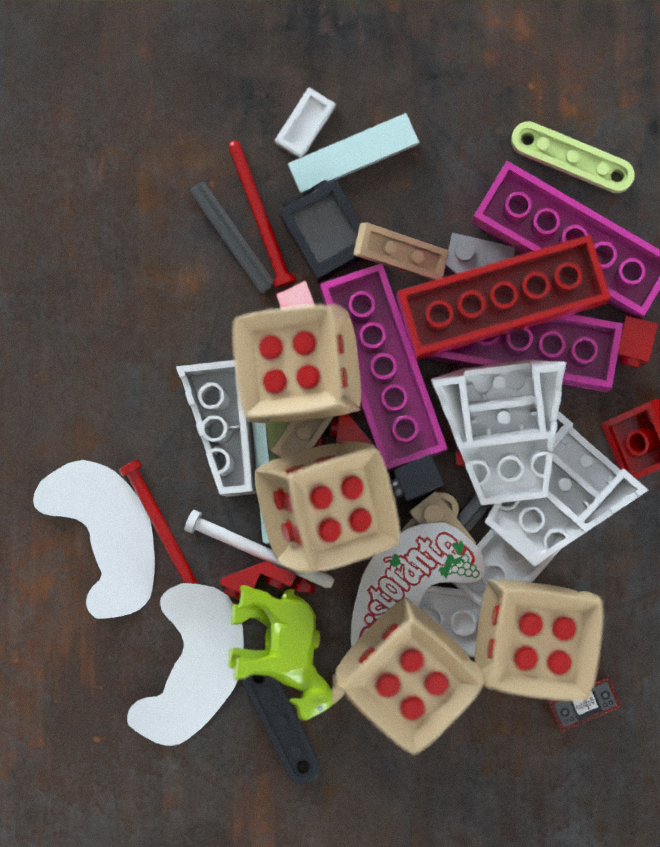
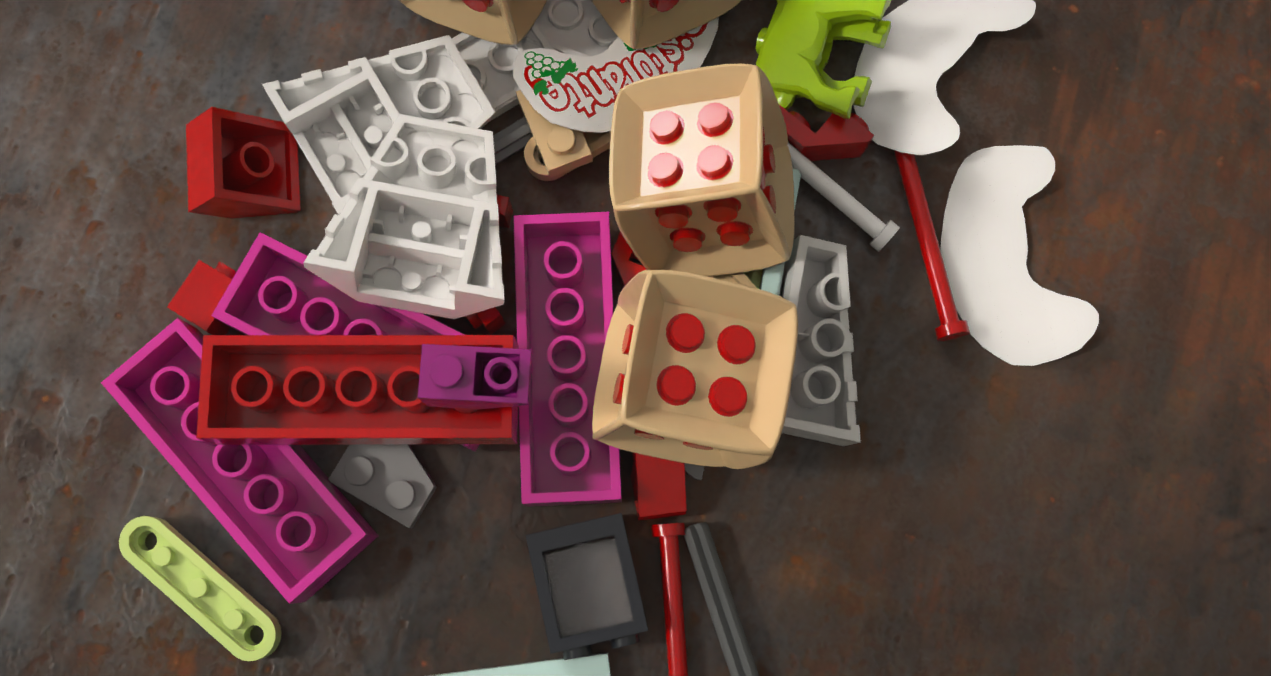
camera: 165 degrees left, 5 degrees down
(400, 252) = (491, 516): tan plate -> none
(416, 480) = (570, 184): black brick -> none
(428, 315) = (474, 376): none -> magenta slope

